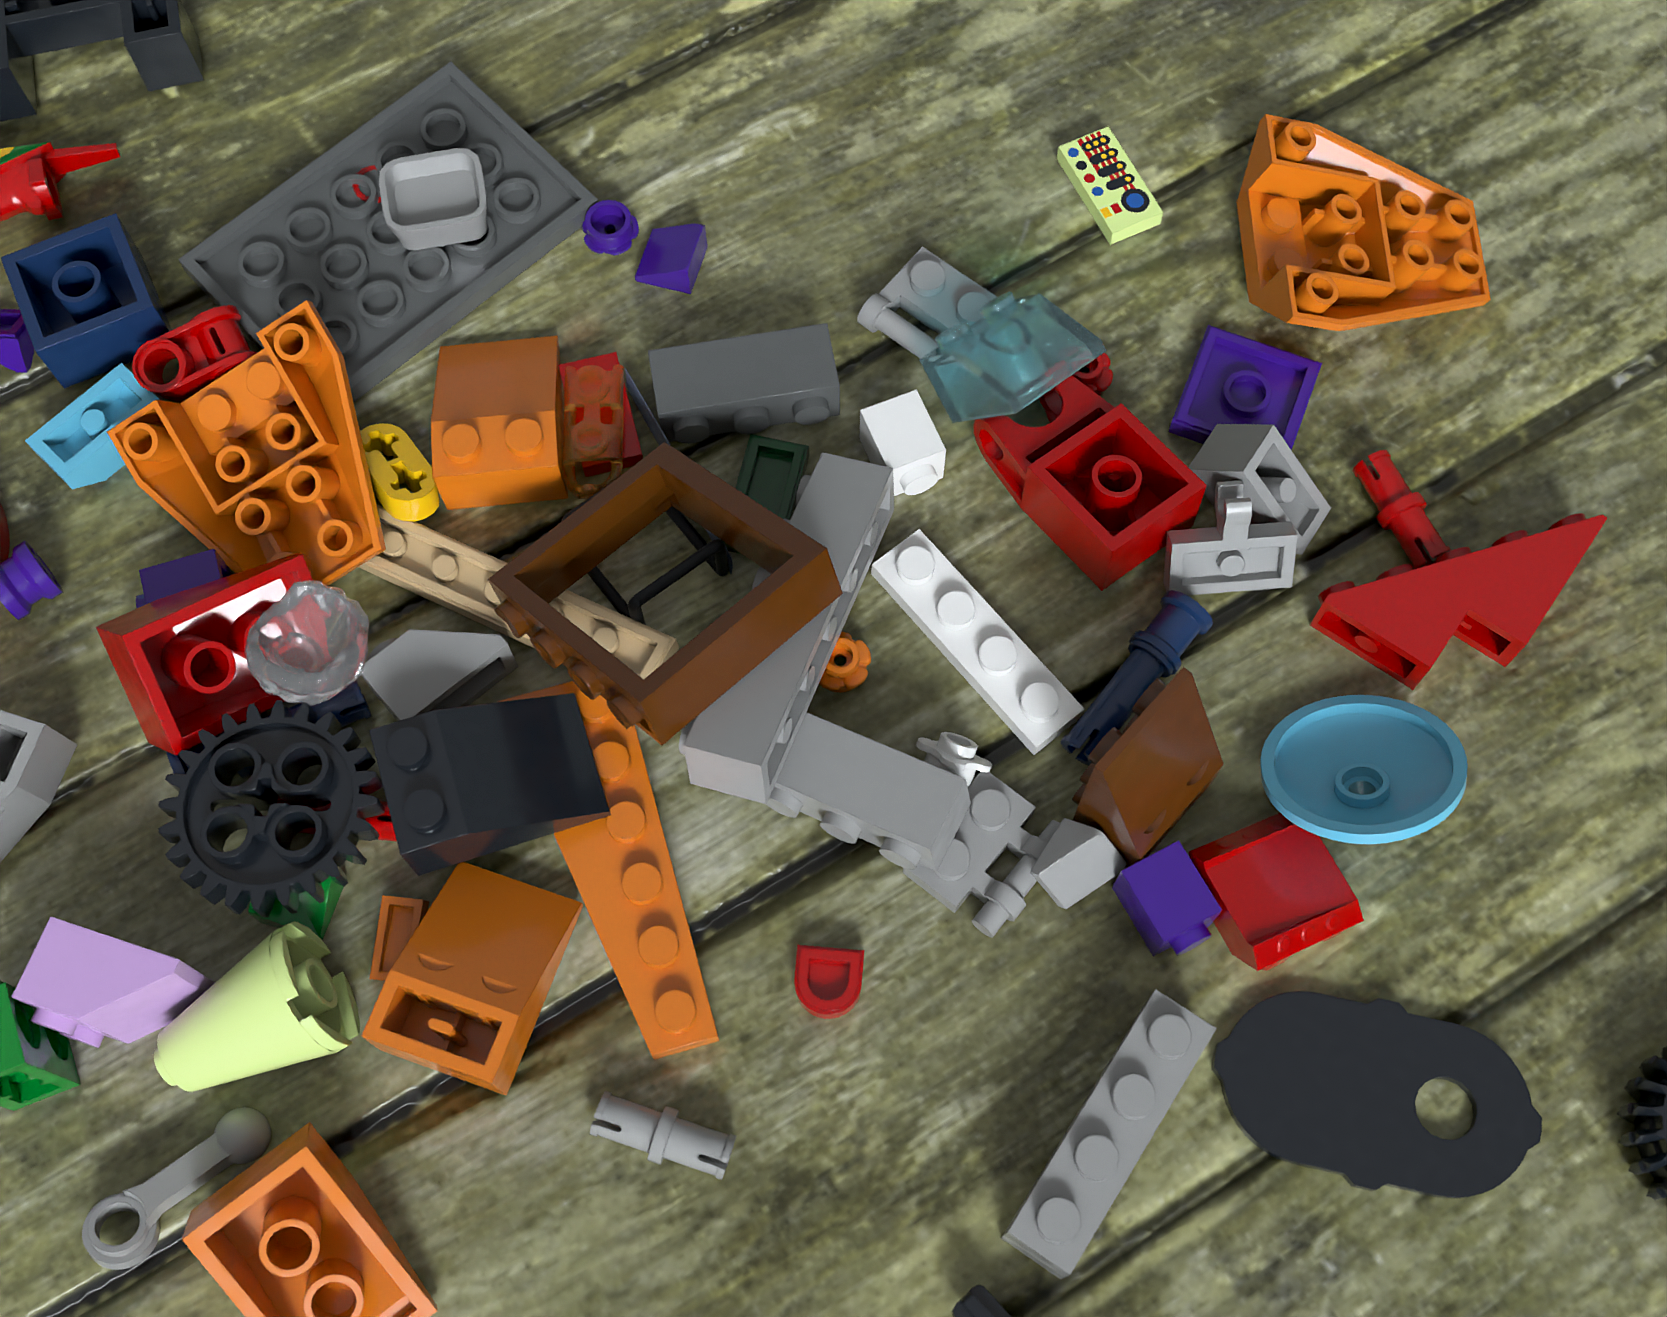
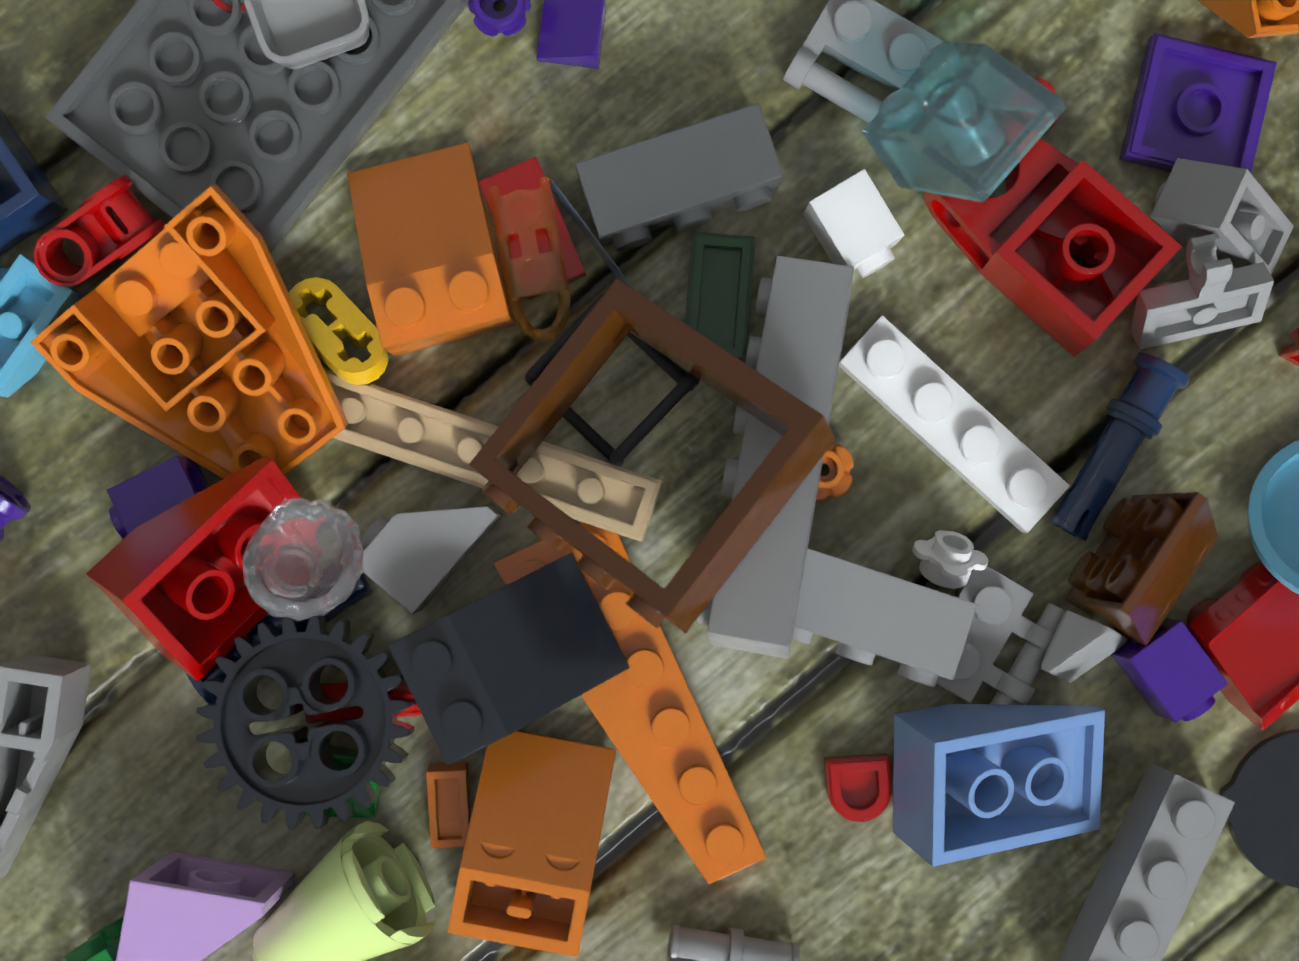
camera: 10 degrees left, 20 degrees up
(973, 977) = (995, 777): none -> medium blue slope

